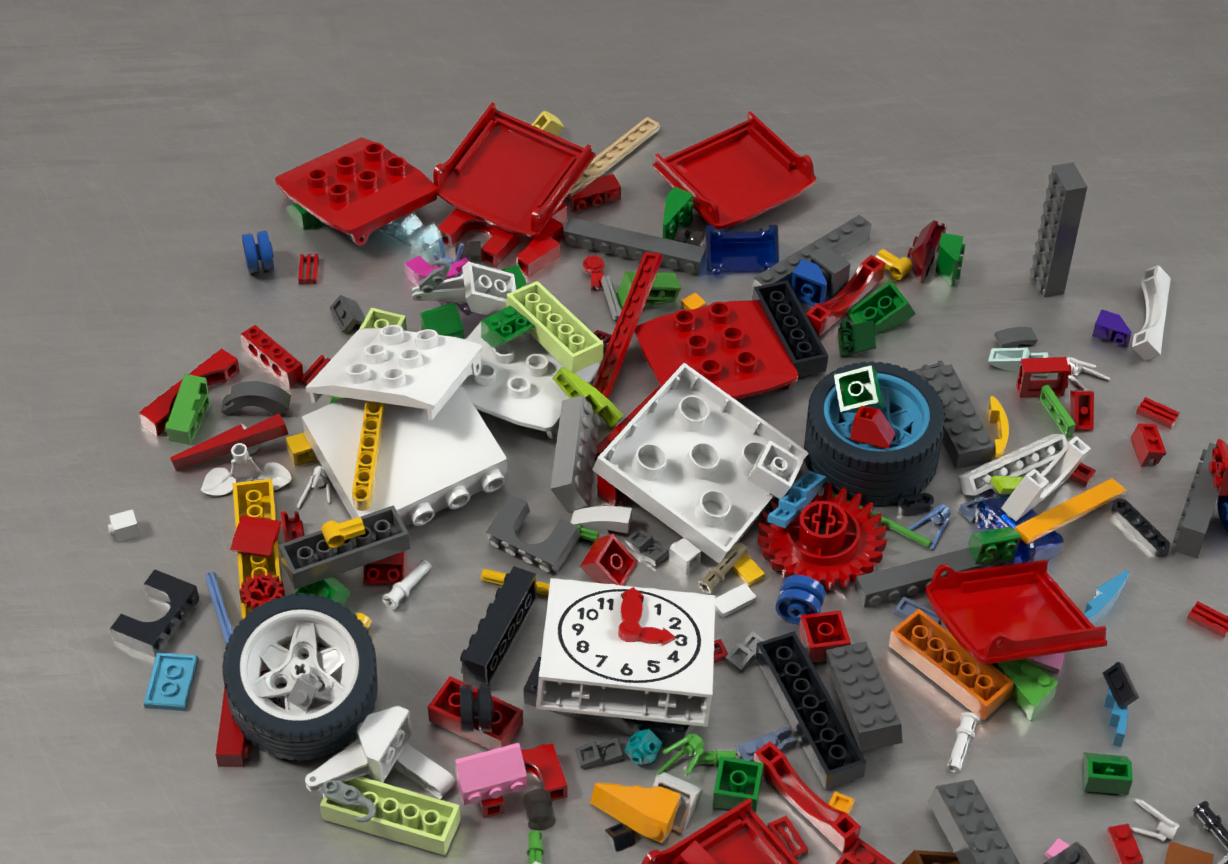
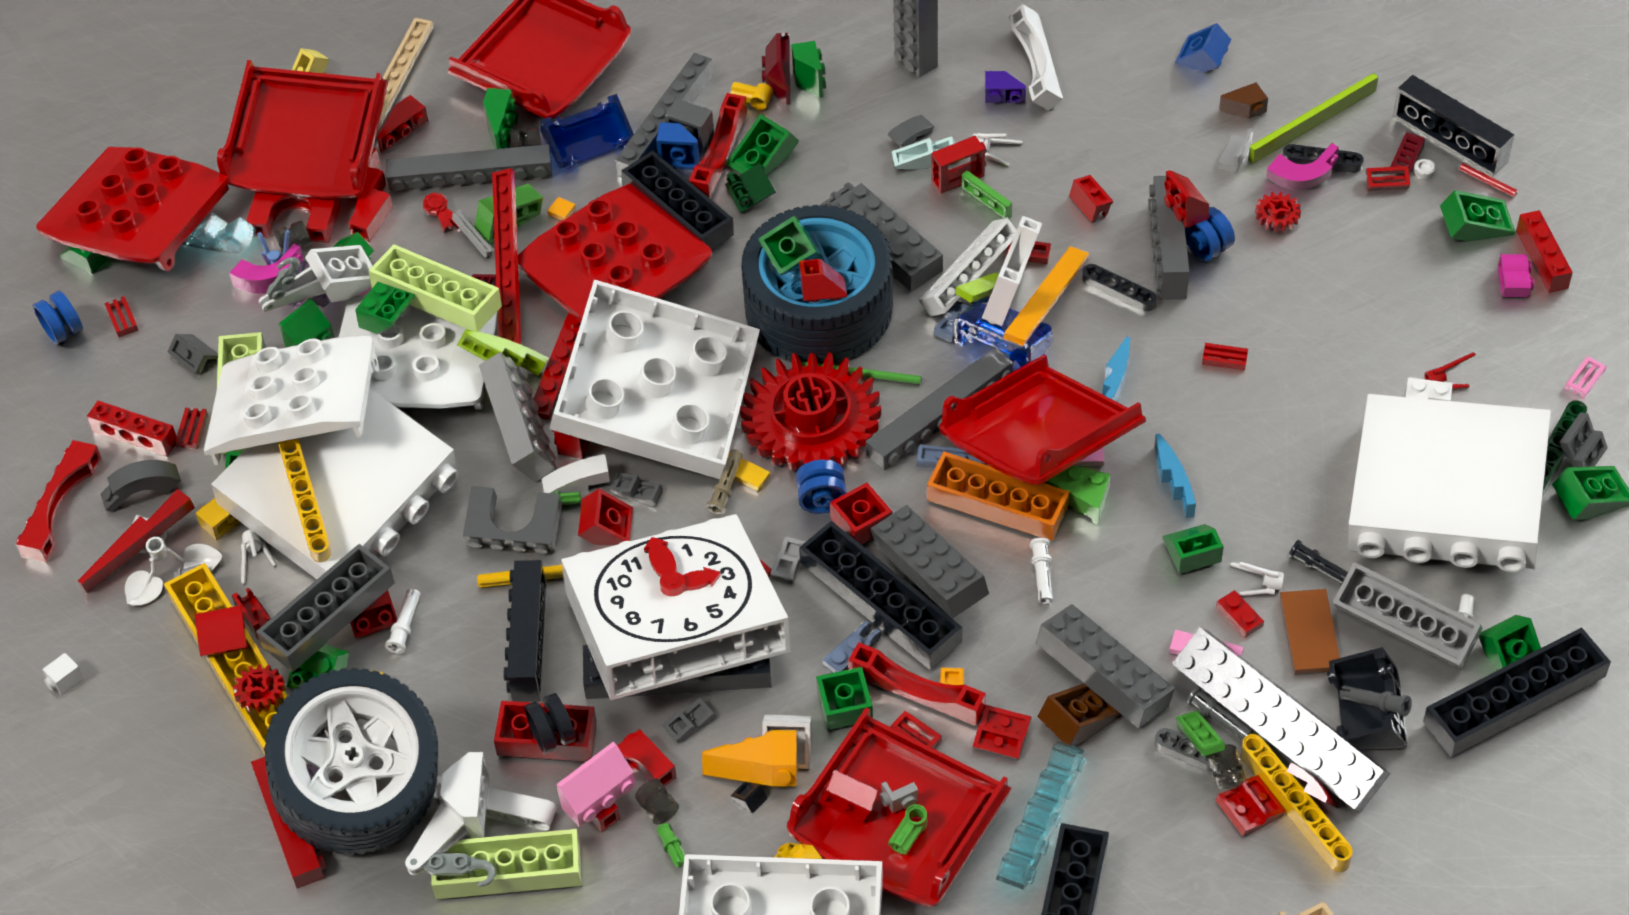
camera: 20 degrees left, 5 degrees up
(152, 636) = (155, 781): black arch -> none
(171, 681) = (200, 820): medium azure tile -> none
(188, 409) = (69, 521): bright green wedge -> none
(220, 605) = (231, 735): medium blue axle -> none
(304, 691) = (368, 774): light grey bracket -> none
(337, 533) = (315, 595): yellow piece -> none
(643, 747) = (732, 697): teal brick -> none
(684, 555) = (679, 483): white brick -> none
(692, 745) = (780, 677): bright green plant -> none
(713, 757) = (805, 680): bright green axle -> none
(734, 600) = (753, 510): white tile -> none
(775, 470) = (737, 360): white brick -> none
(797, 499) = (771, 382): dark azure slope -> none
(915, 504) = (888, 343): black beam -> none
(938, 515) = (917, 347): medium blue plant -> none
(994, 545) = (989, 358): green slope -> none
(997, 415) = (930, 220): yellow slope -> none
(1082, 409) = (1010, 183): red slope -> none
(1120, 685) = (1172, 455): black plate -> none
(1157, 412) = (1087, 161): red tile -> none

